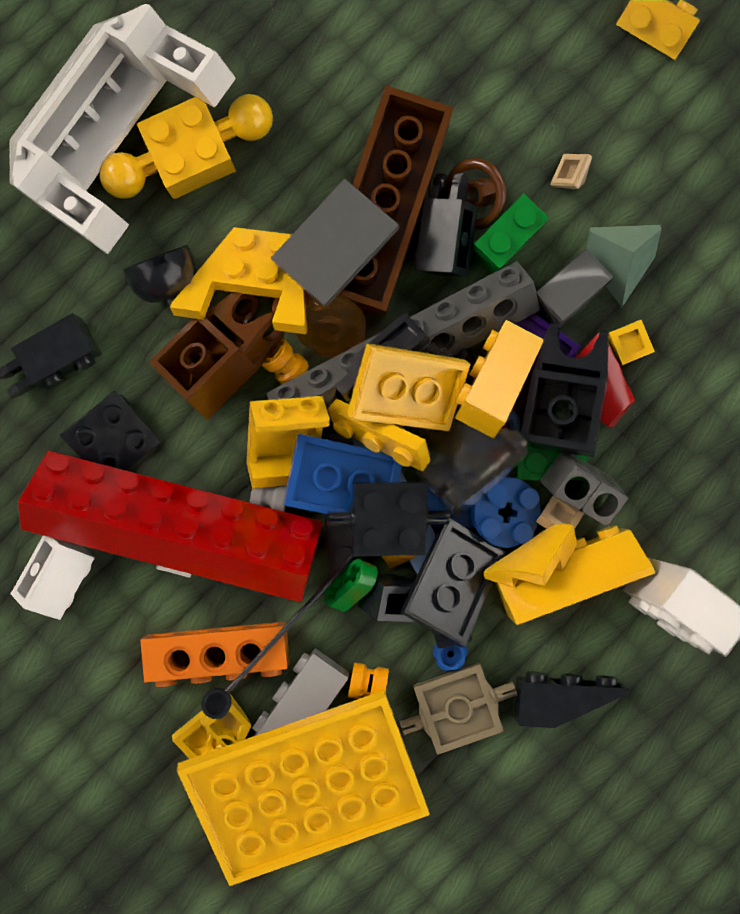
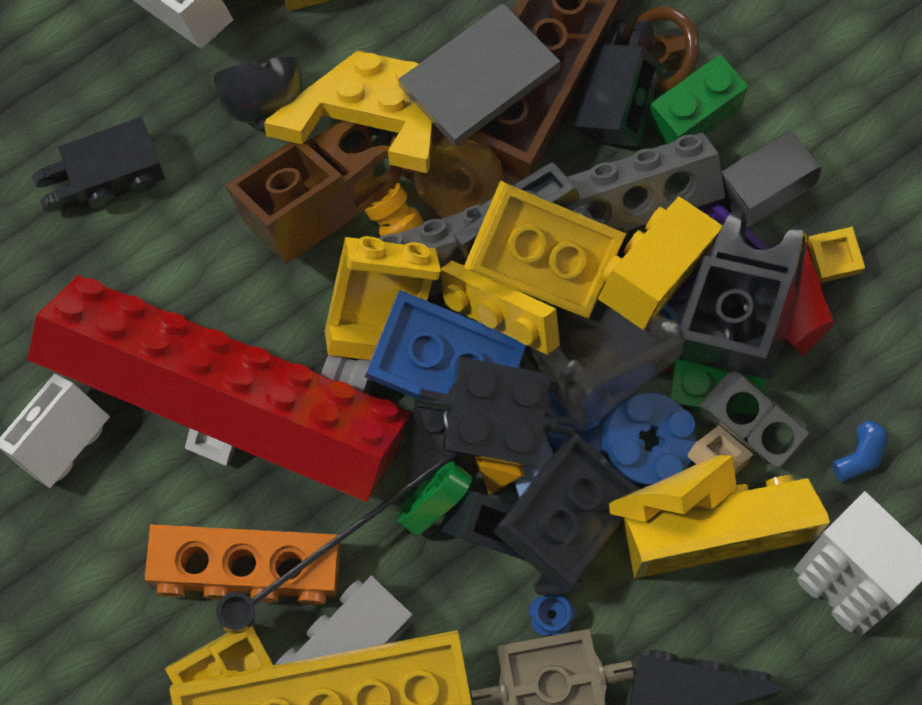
camera: 10 degrees right, 15 degrees down
(111, 434) = (160, 269): black hinge -> none
(360, 680) = (430, 620): light orange wheel -> none
(571, 171) = (786, 43): tan slope -> none
(625, 254) = (843, 146): sand green slope -> none
(671, 496) = (868, 455): none -> blue arm

